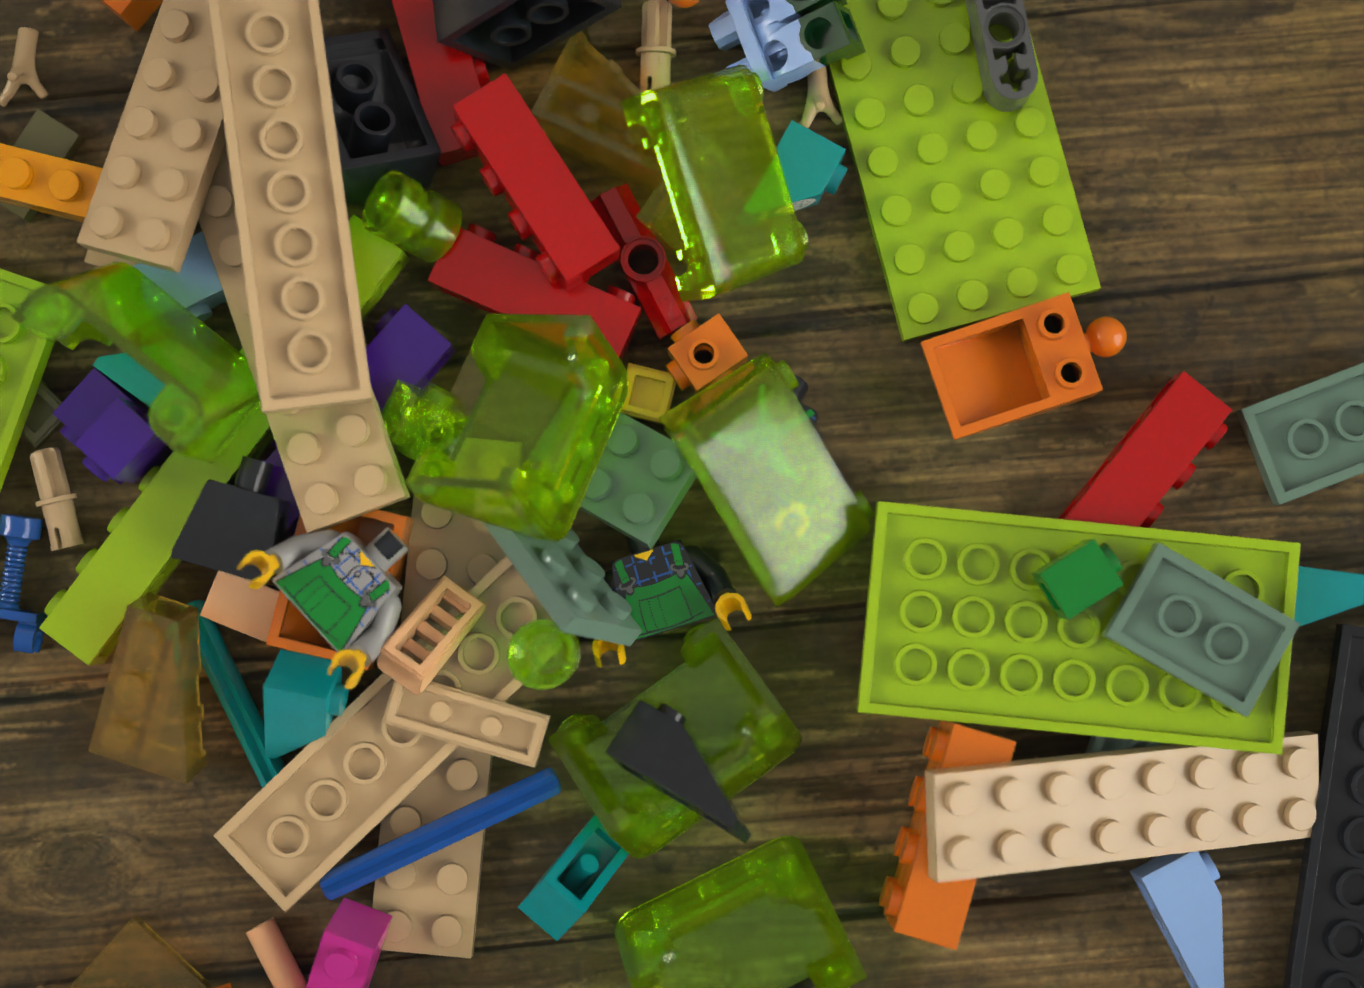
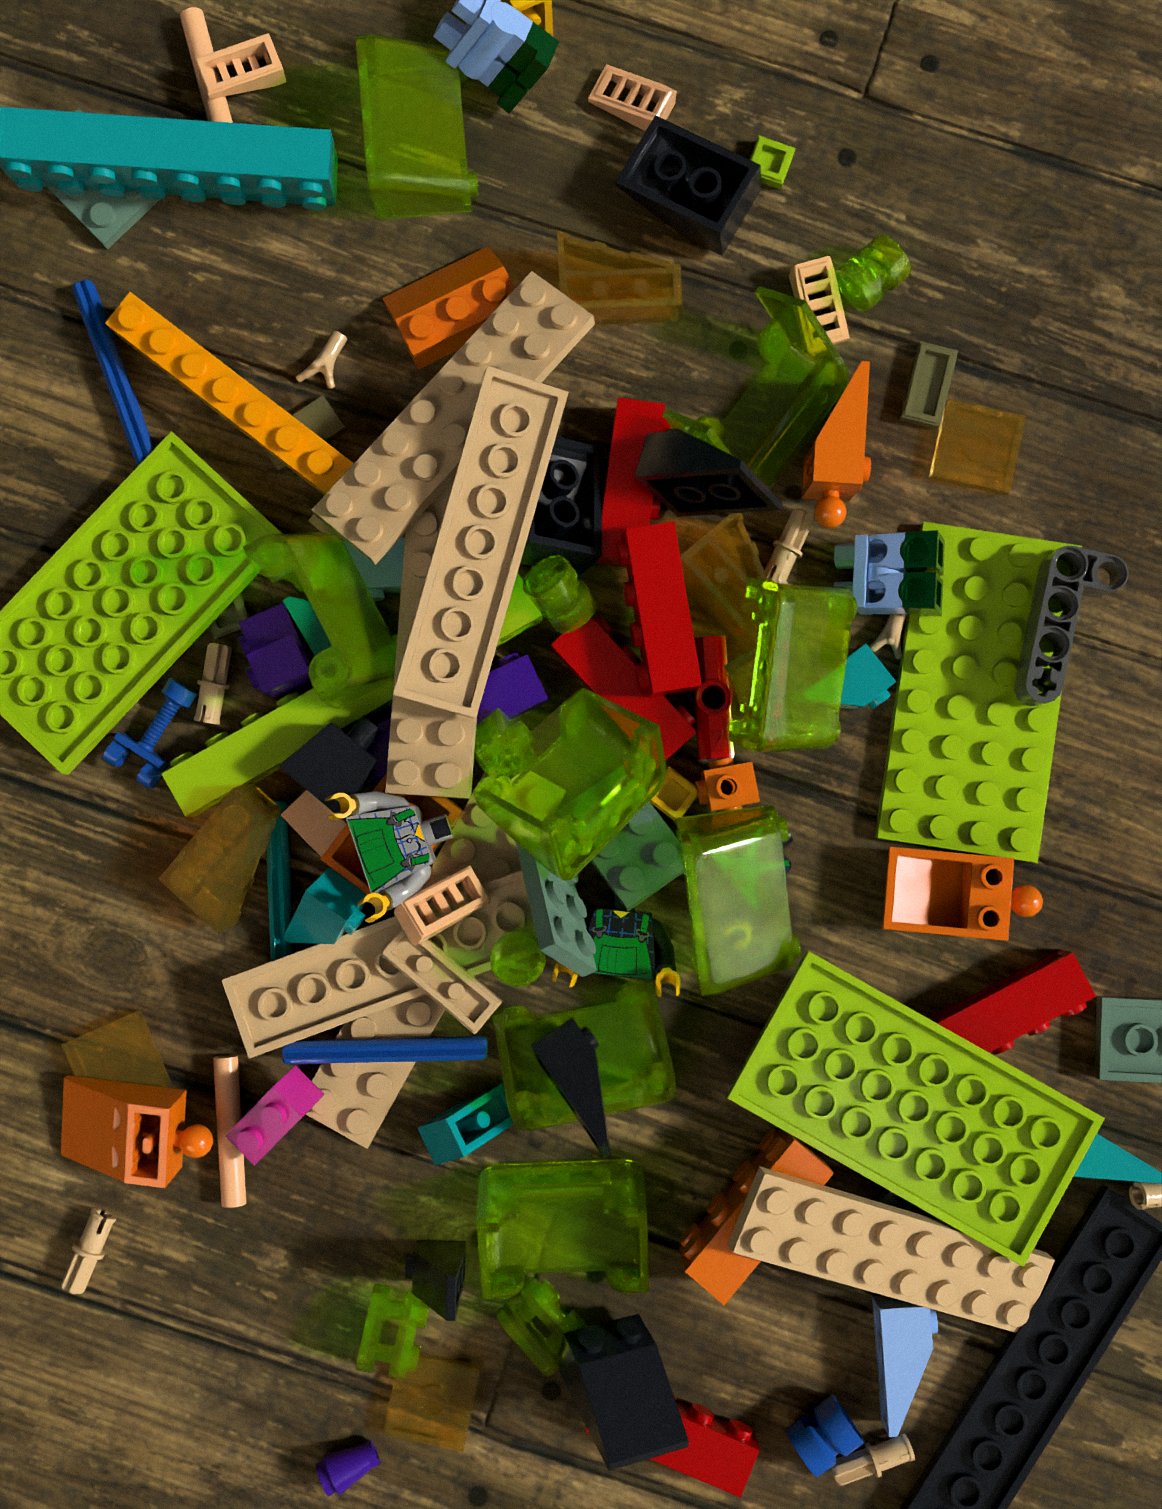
camera: 20 degrees right, 0 degrees up
(1079, 577) = (932, 1073): green brick -> none
(1201, 629) = (1005, 1150): sand green plate -> none

